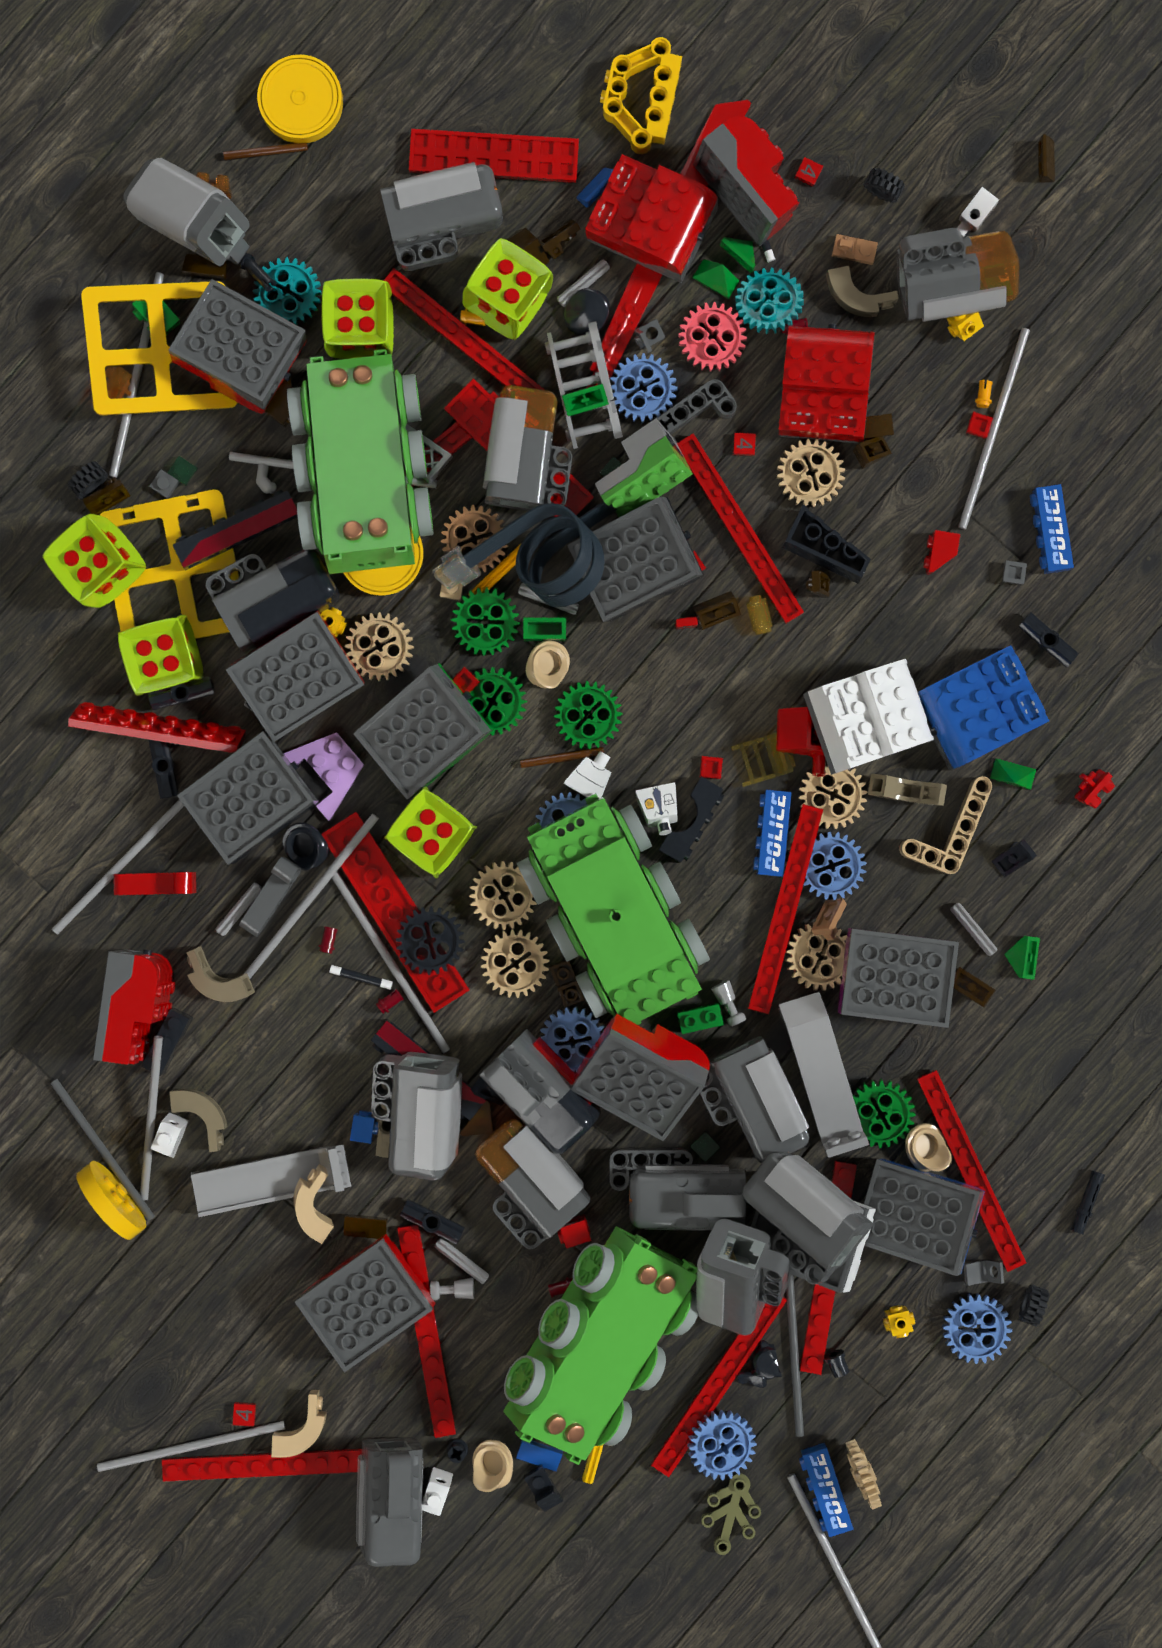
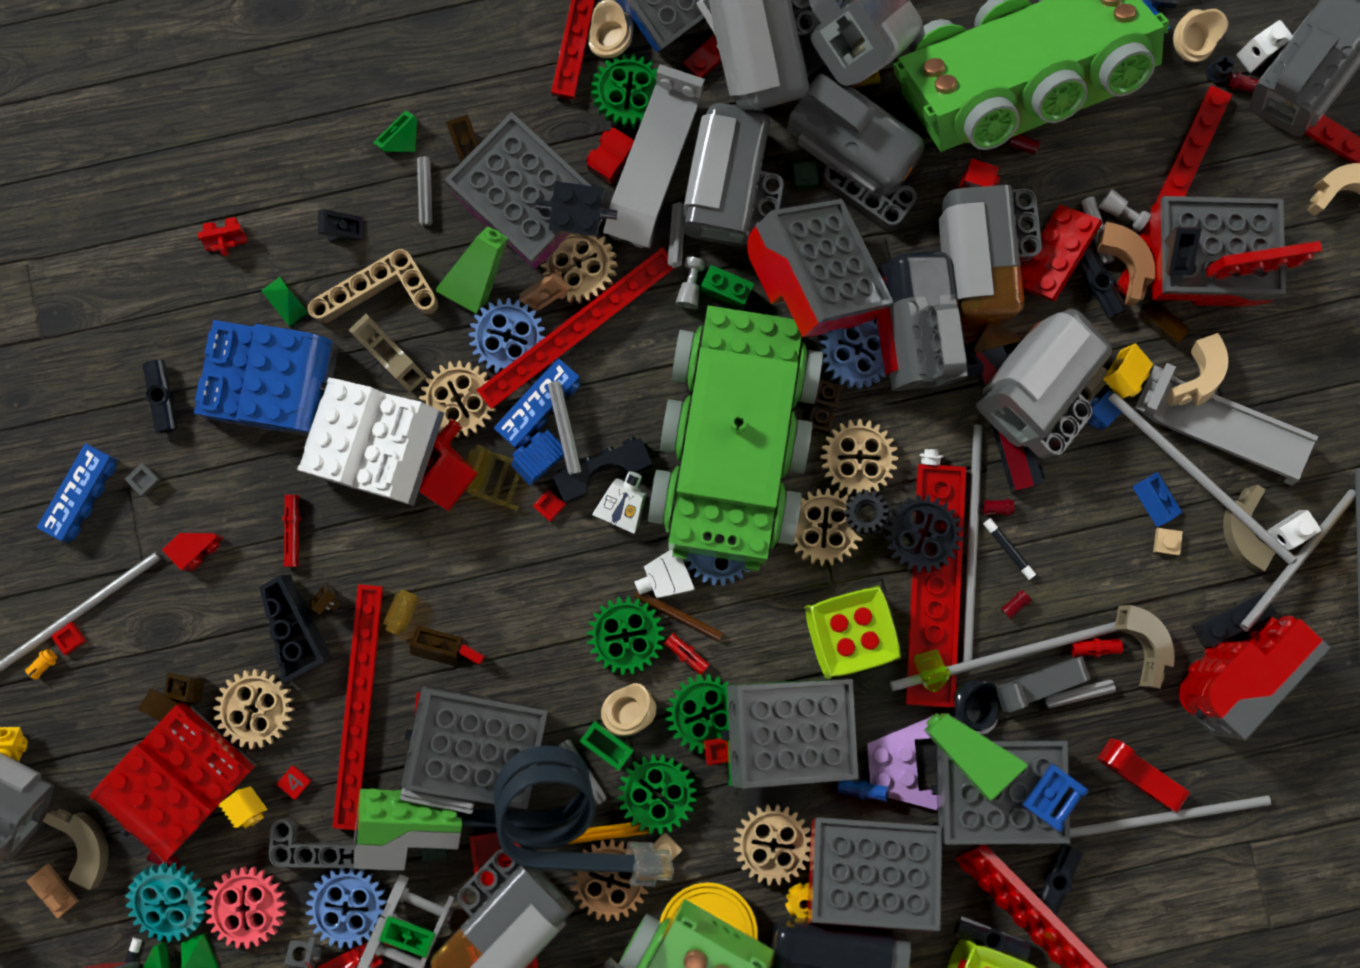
camera: 140 degrees left, 5 degrees down
(216, 818) = (1048, 794): none -> blue plate
(249, 951) = (1096, 647): none -> red pin
(251, 1065) = (1167, 541): none -> tan plate
(263, 1126) = (1202, 478): none -> light grey piece
(280, 806) = (978, 758): none -> bright green slope
(280, 1091) = (1157, 499): none -> blue slope
(323, 1313) = (1267, 259): none -> red plate
(343, 729) = (863, 790): none -> blue pin
(355, 848) = (931, 670): none -> clear neon green tile
(366, 1167) = (1128, 371): none -> yellow brick
(390, 1274) = (1183, 250): none -> black slope
(424, 1259) = (1135, 254): none -> medium nougat arch
(434, 1453) = (1241, 82): none -> dark red pin
(463, 1002) = (931, 457): none -> white plate
(478, 1223) = (1062, 248): none -> red plate
(492, 925) = (860, 501): none -> black tyre
(521, 733) = (698, 665): none -> red pin
(631, 505) = (438, 801): none -> light grey axle
(739, 828) = (564, 427): none -> light grey axle
(743, 795) = (538, 456): none -> blue brick
(764, 401) = (243, 808): none -> yellow brick
(764, 1029) = (676, 235): none -> light grey axle
(847, 989) = (576, 209): none -> black plate
(856, 1055) = (610, 155): none -> red brick
(885, 621) = (291, 530): none -> red pin
(888, 893) = (475, 272): none -> bright green slope

